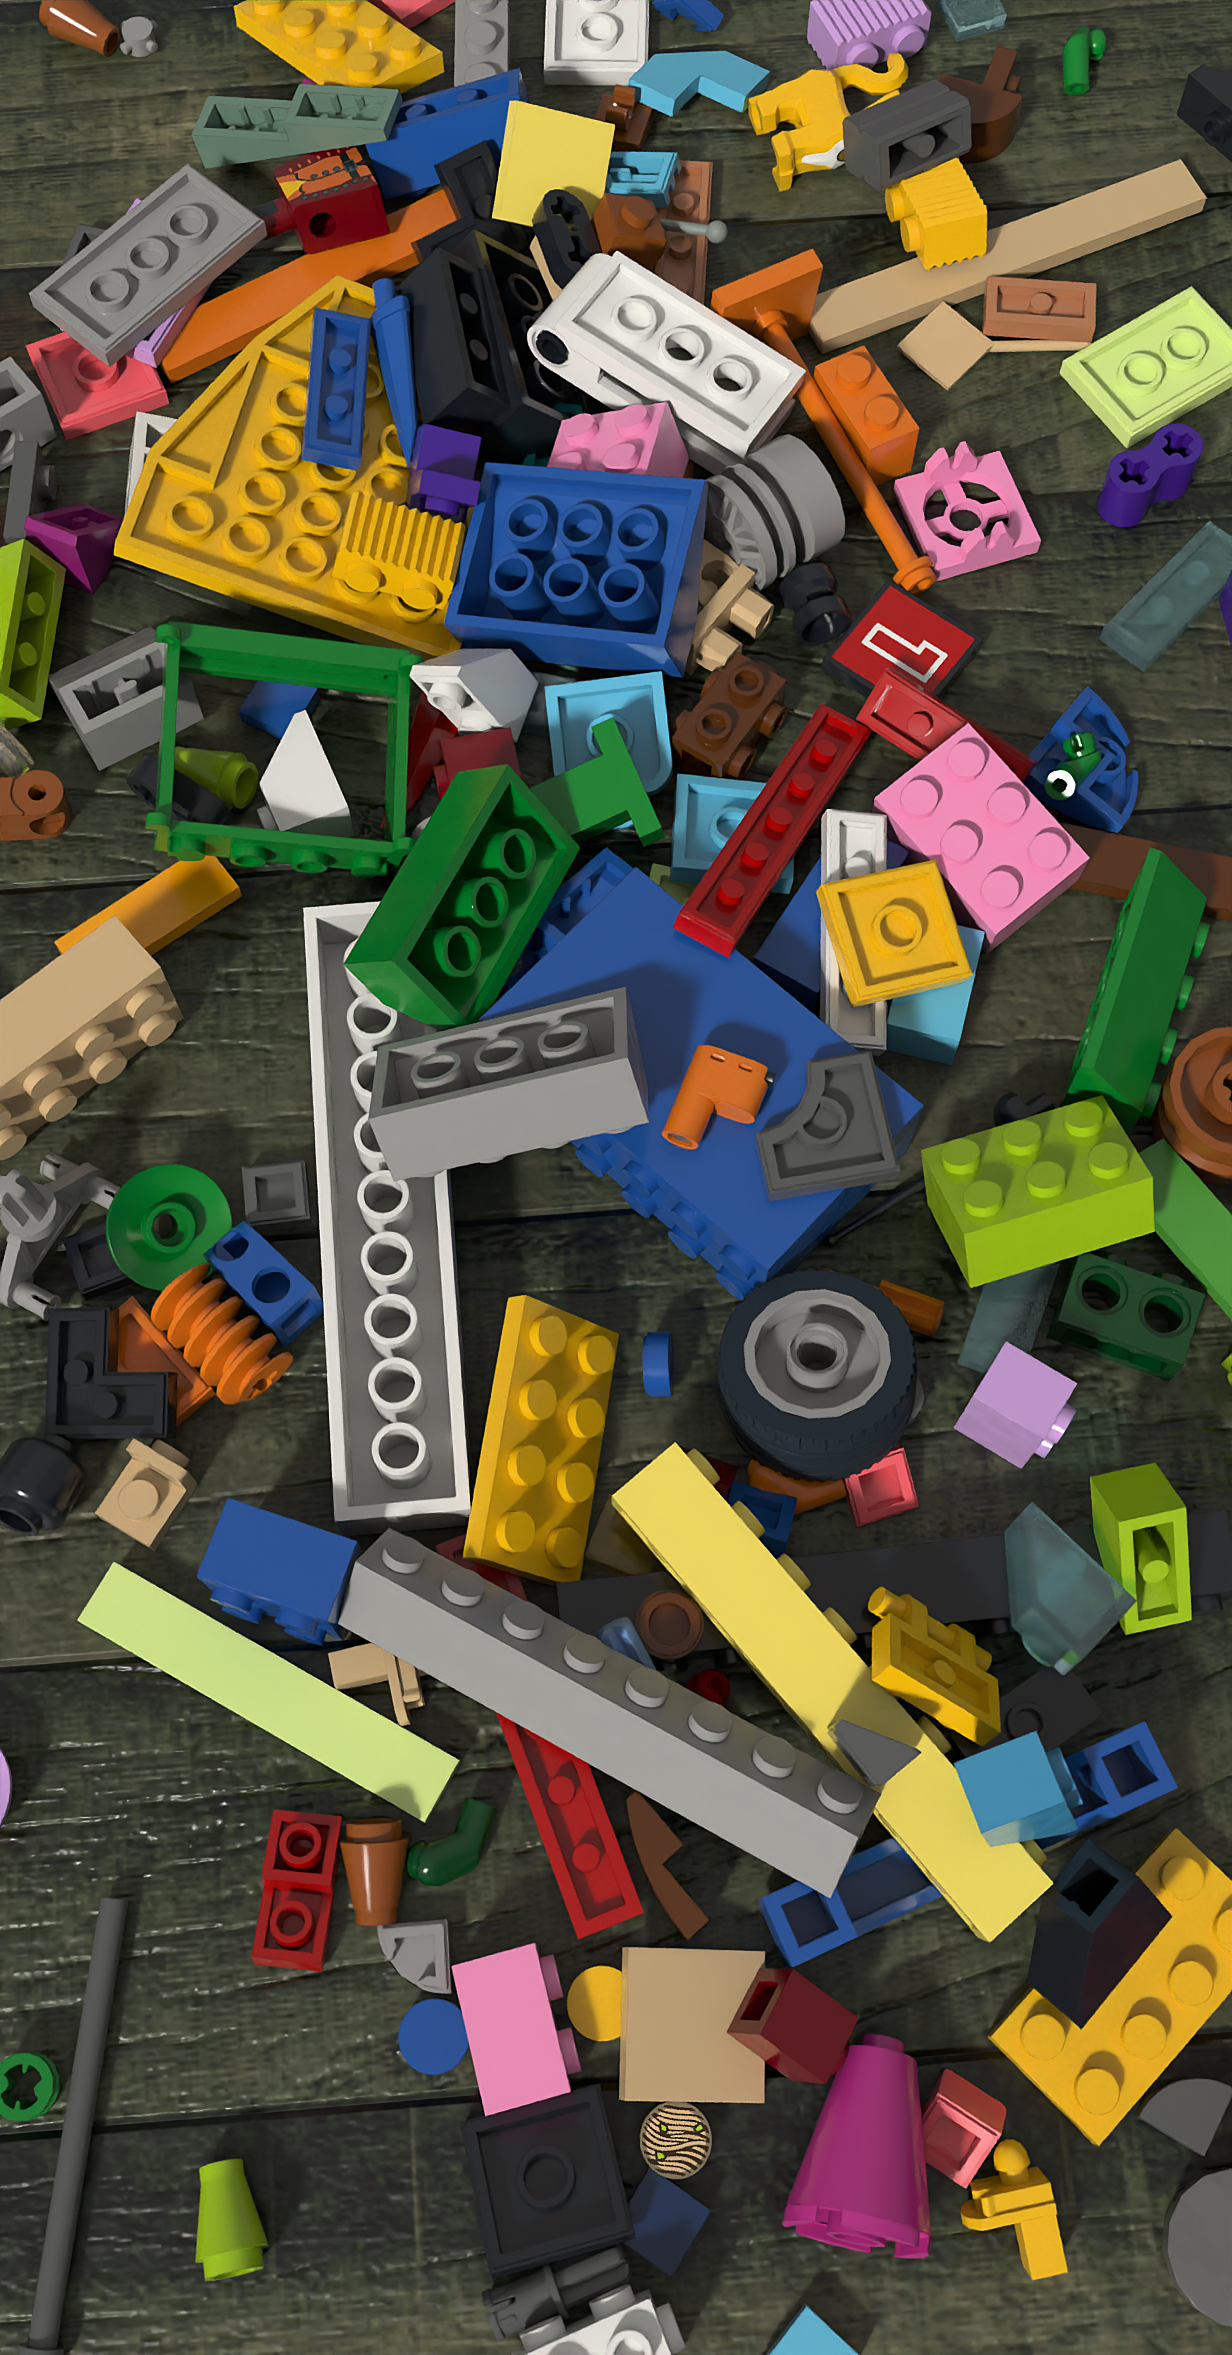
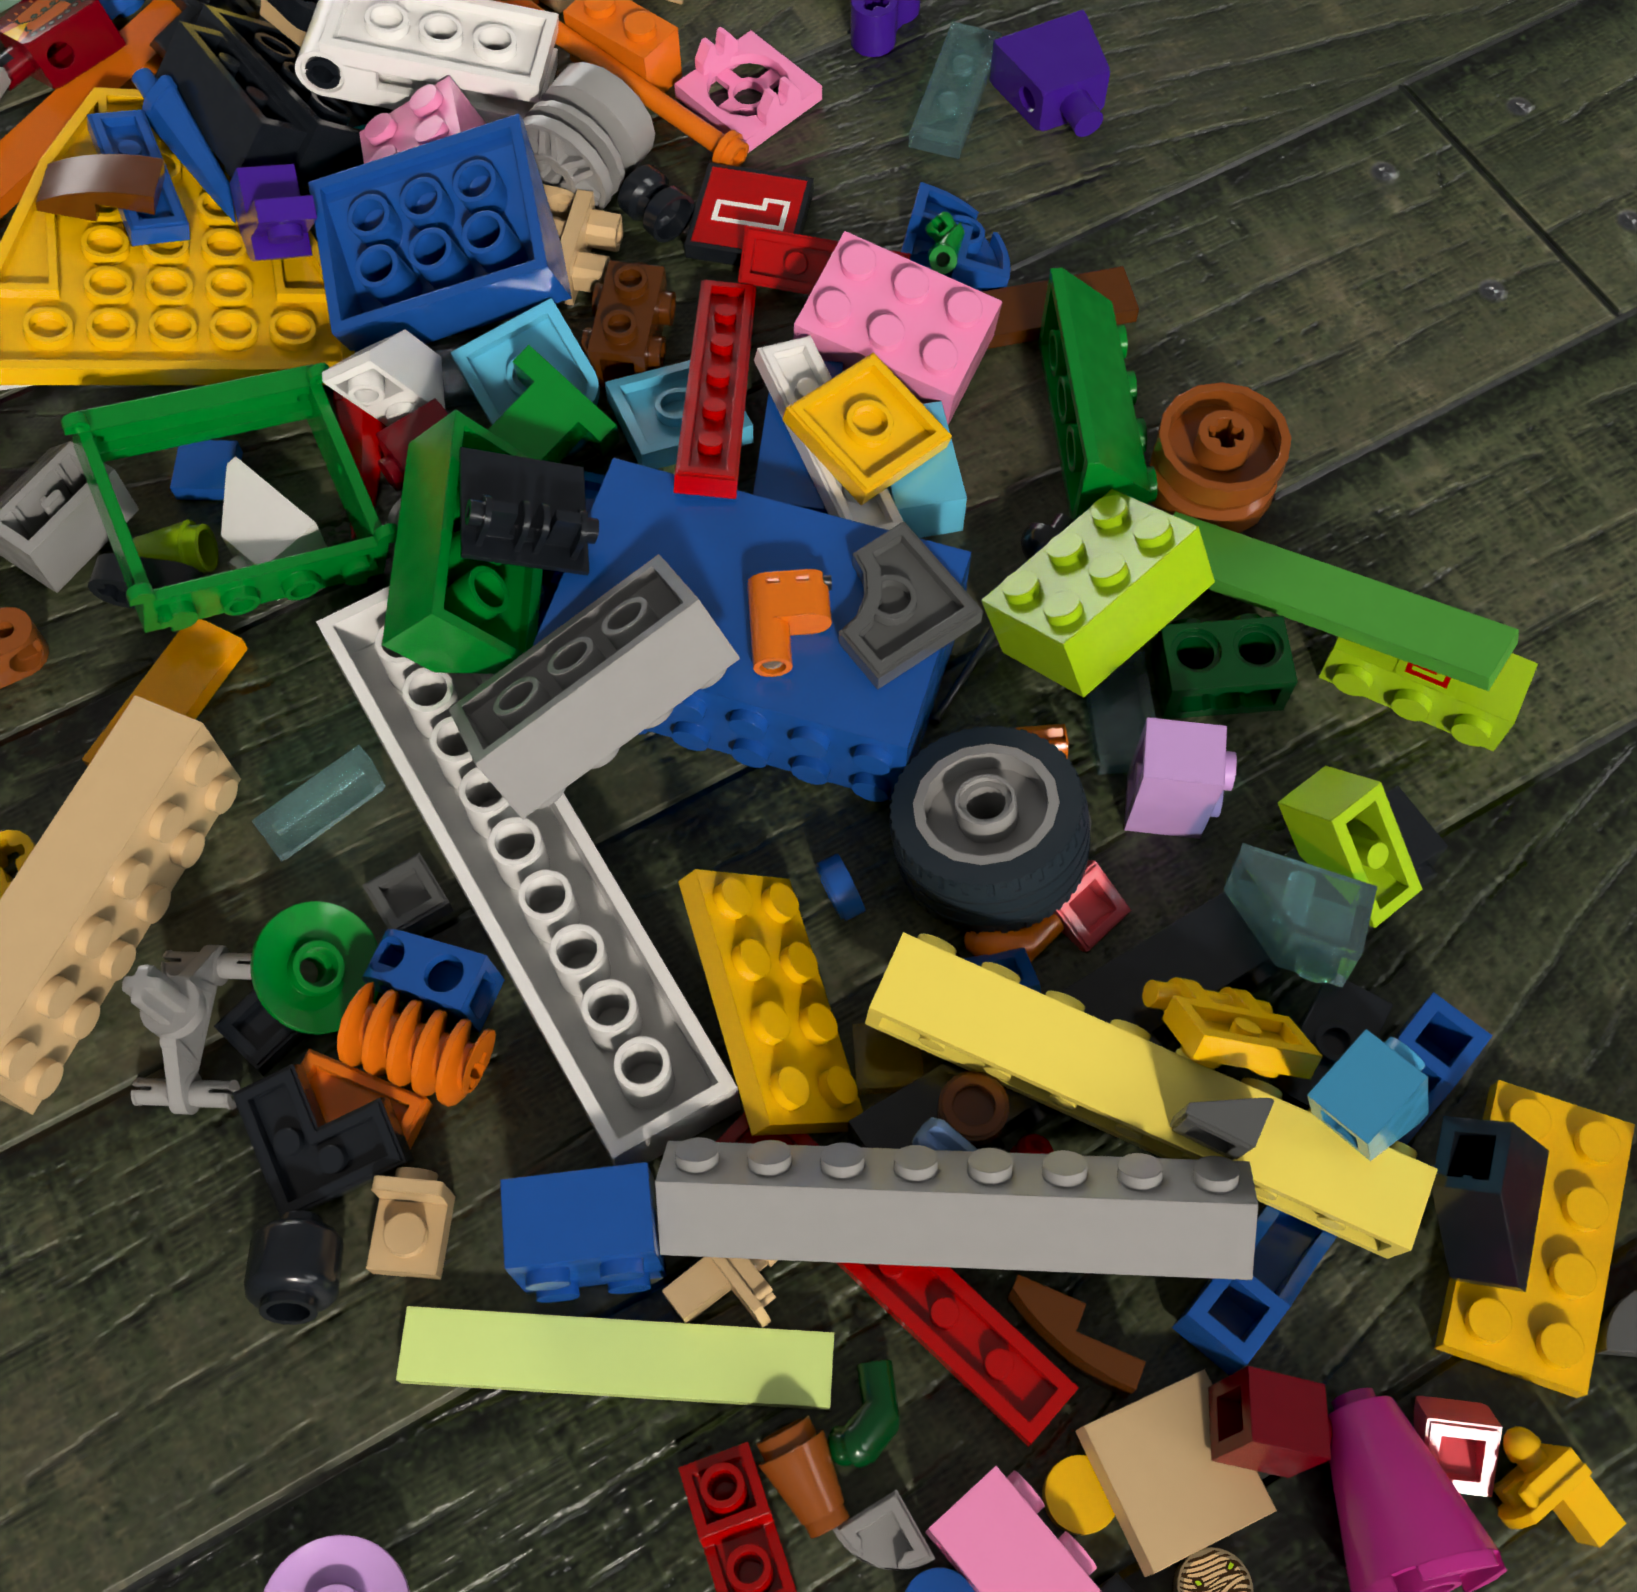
camera: 25 degrees left, 5 degrees down
(237, 1076) = (319, 803): none -> clear light blue tile
(288, 382) = (86, 182): none -> reddish brown slope
(398, 551) = (260, 287): yellow brick -> none
(525, 890) = (524, 512): none -> black hinge

